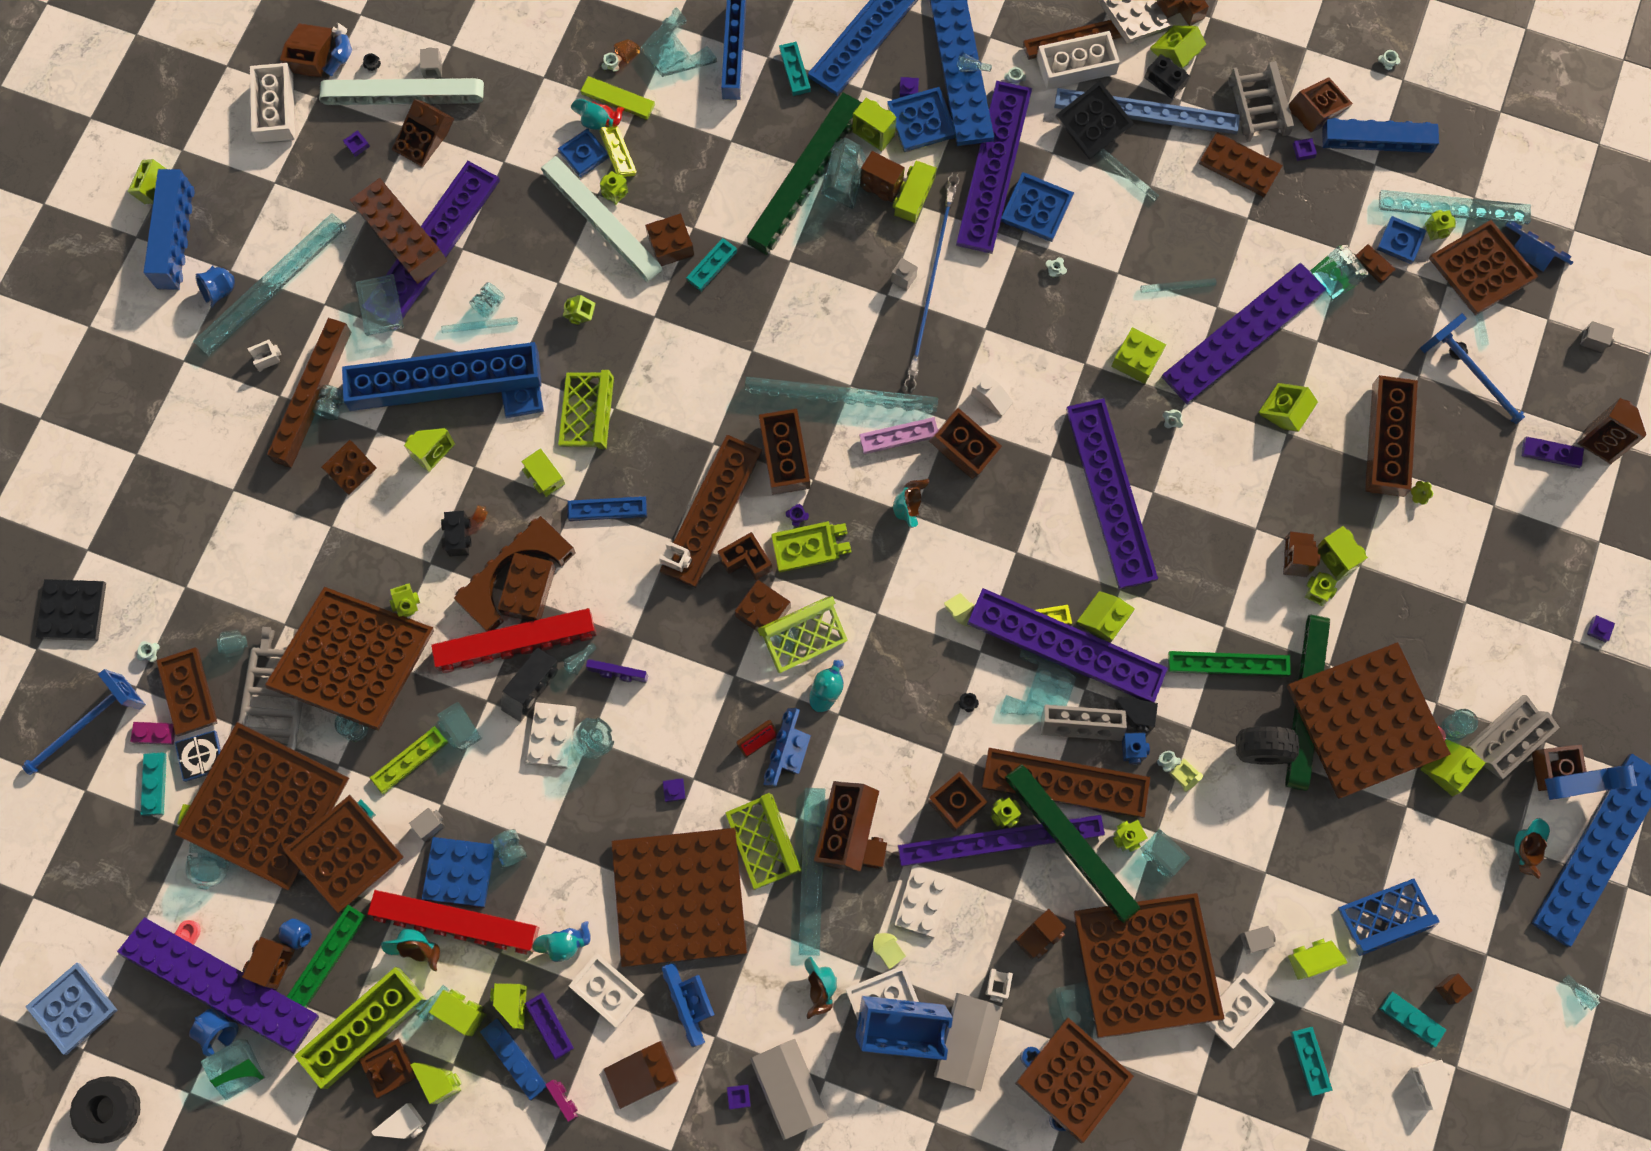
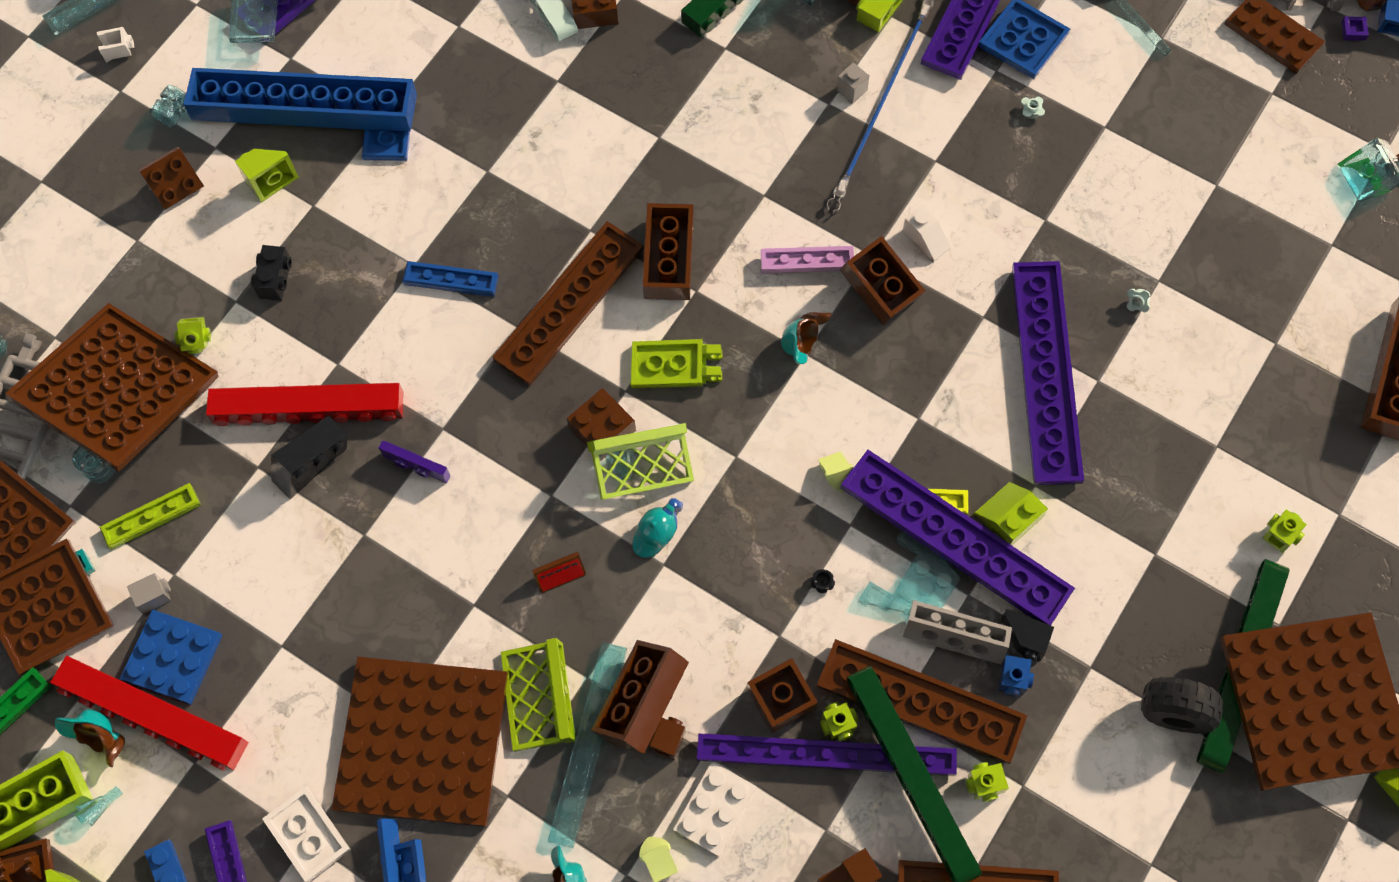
camera: 15 degrees right, 5 degrees down
(300, 410) = (133, 111): reddish brown brick -> none
(457, 1012) = (122, 821): lime brick -> none
(459, 727) = (216, 489): clear light blue brick -> none
(479, 325) = (362, 55): clear light blue bar -> none
(480, 514) = (304, 257): clear orange plate -> none
(487, 299) = (373, 28): clear light blue wheel -> none
(508, 848) = (235, 640): clear light blue wheel -> none
(509, 1002) = (186, 824): lime slope -> none
(526, 588) = (335, 347): reddish brown brick -> none
(537, 539) = (359, 297): reddish brown arch -> none
(543, 473) = (387, 225): lime brick -> none
(551, 735) = (320, 520): white plate -> none
(563, 944) = (268, 767): teal hair -> none
(575, 662) = (368, 443): clear light blue cone -> none
(578, 309) = (472, 56): lime brick -> none
(592, 738) = (365, 531): clear light blue cylinder -> none
(602, 411) = (471, 171): lime fence -> none
(673, 549) = (513, 336): white window -> none
(674, 790) = (447, 613): dark purple plate -> none
(711, 264) = (635, 35): teal plate -> none
(746, 552) = (595, 355): reddish brown brick -> none
(789, 749) = (594, 593): blue bracket -> none
(797, 509) = (663, 322): dark purple plate -> none
(848, 395) = (751, 201): clear light blue plate -> none
(1138, 355) = (1111, 220): lime brick -> none
(1164, 854) = (1026, 813): clear light blue brick -> none
(1168, 760) = (1054, 700): light aqua plate -> none
(1178, 285) = (1174, 152): clear light blue bar -> none
(1186, 775) = (1073, 722): yellowish green tile -> none
(1229, 663) = (1153, 598): green plate -> none
(1243, 333) = (1243, 219): dark purple plate -> none
(1289, 406) = (1283, 311): lime slope -> none
(1300, 554) = (1266, 485): reddish brown brick -> none
(1341, 553) = (1317, 492): lime brick -> none

